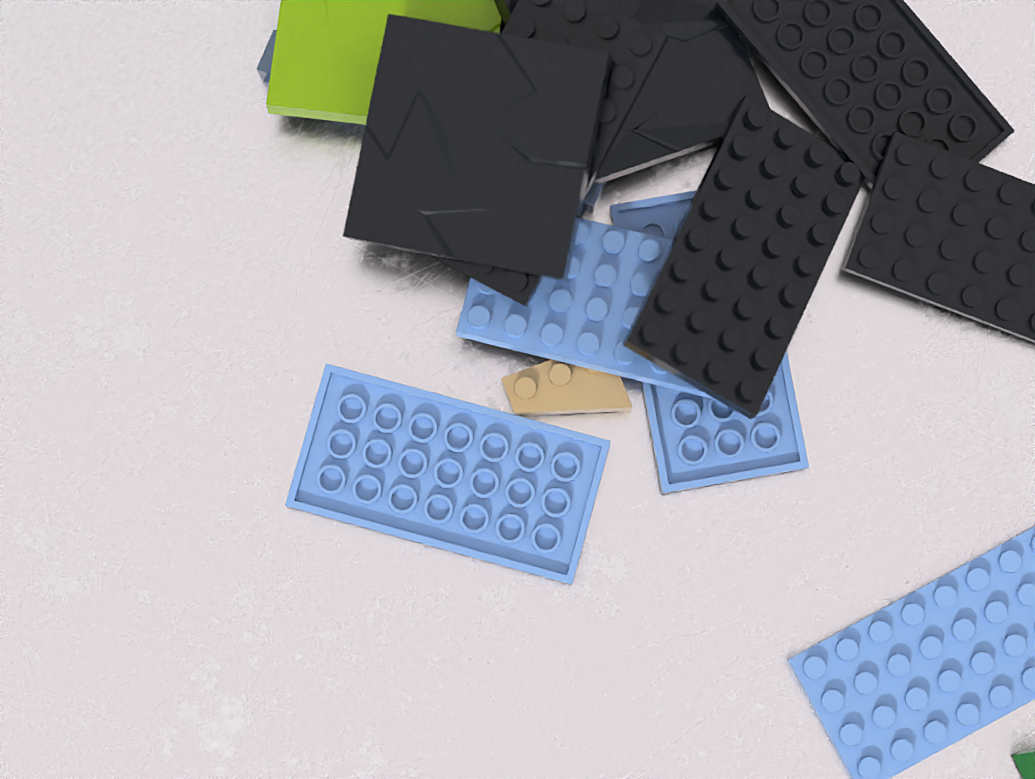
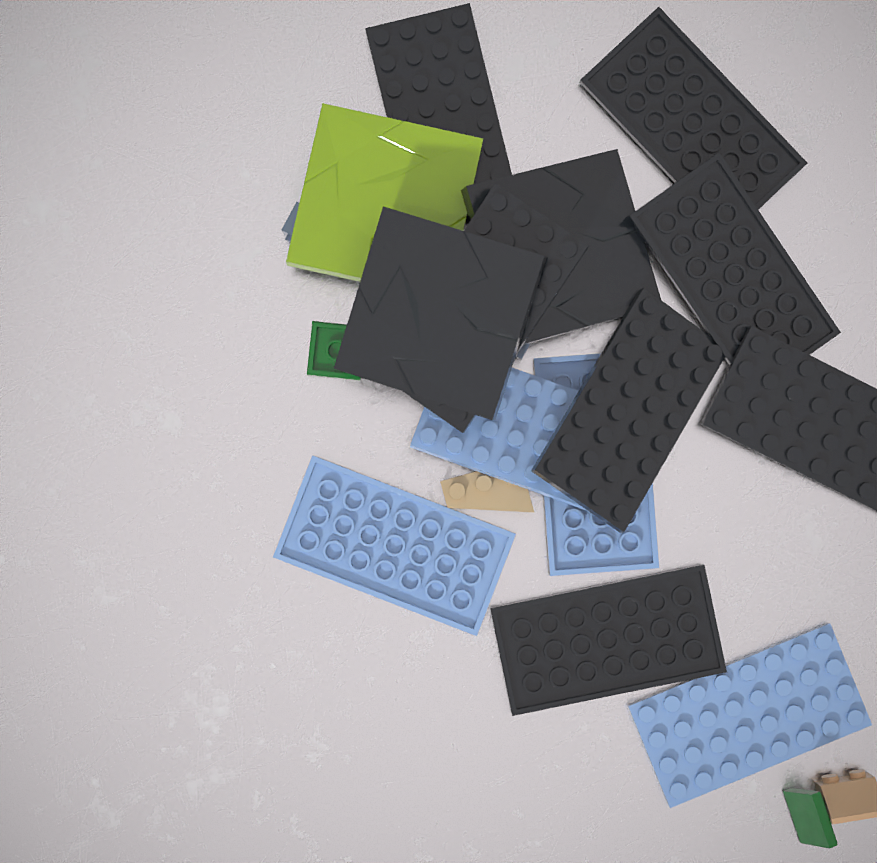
camera: 10 degrees right, 5 degrees up
(326, 226) = (323, 350): none -> green tile
(750, 572) = (608, 639): none -> black plate

